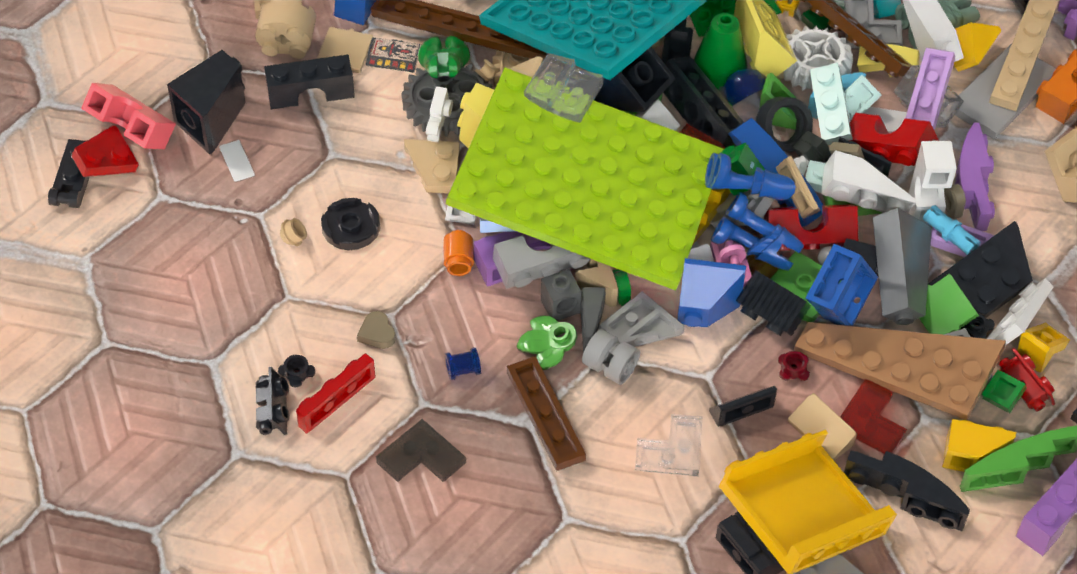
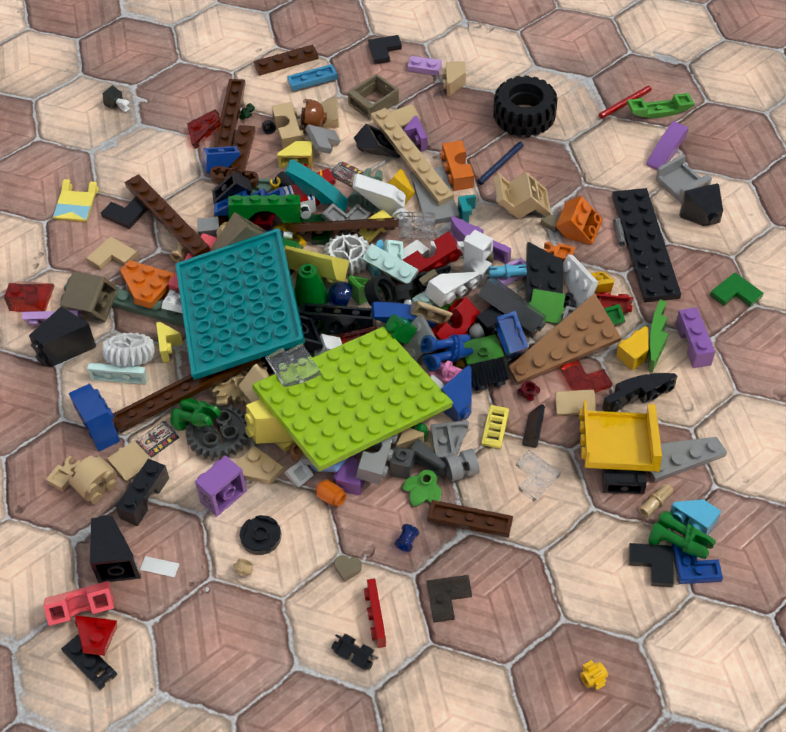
camera: 50 degrees left, 0 degrees up
(293, 363) = (337, 619): black plate -> none
(371, 141) = (221, 485): none -> medium lavender brick
(440, 109) = (232, 437): white plate -> none
(700, 354) = (499, 415): none -> light yellow slope
(764, 182) = (411, 334): blue piece -> none
(931, 85) = (422, 218): lavender plate -> none
(1014, 128) = (465, 206): none -> teal bracket
(1053, 272) = (560, 250): none -> orange plate

